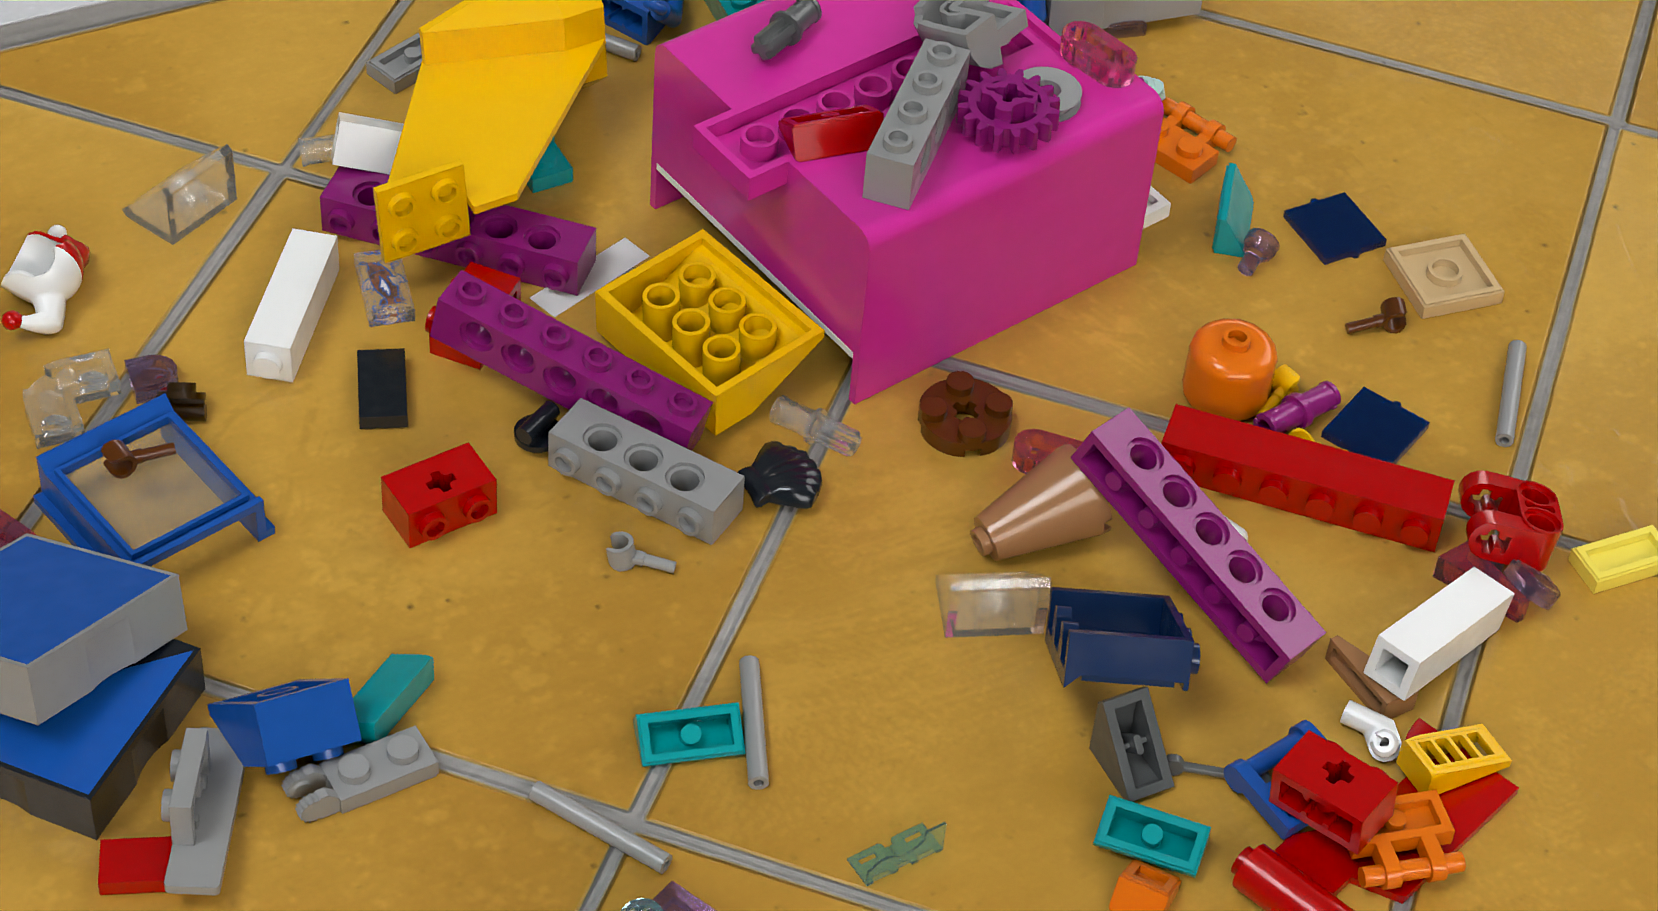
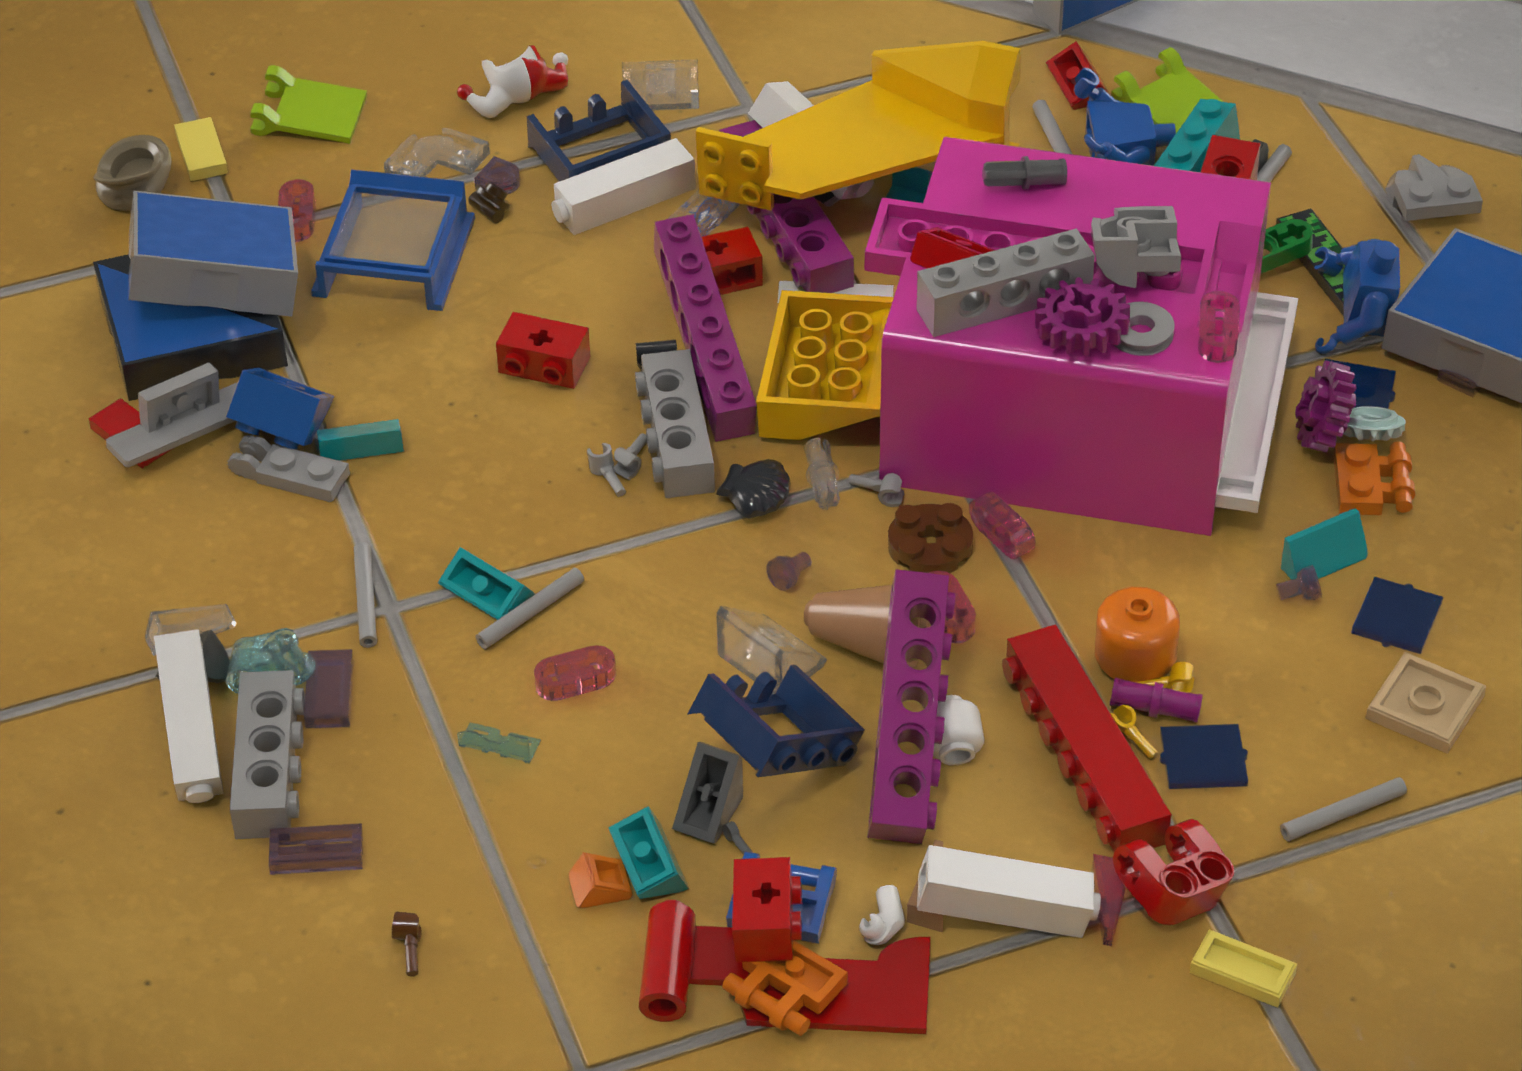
camera: 55 degrees right, 0 degrees up
(123, 462) = (392, 202): reddish brown hand -> none
(211, 235) = (632, 109): none -> dark blue window
(382, 388) = (610, 271): black tile -> none
(645, 536) = (628, 461): none -> light grey hand
(864, 740) = (575, 673): none -> clear pink beam
(877, 396) = (888, 488): none -> light grey hand
(905, 526) = (785, 571): none -> piece
(1007, 362) = (1002, 525): none -> clear pink beam
(1391, 318) = (1332, 698): reddish brown hand -> none
(1417, 755) = (892, 950): yellow slope -> none
(1533, 584) = (1133, 924): tile -> none

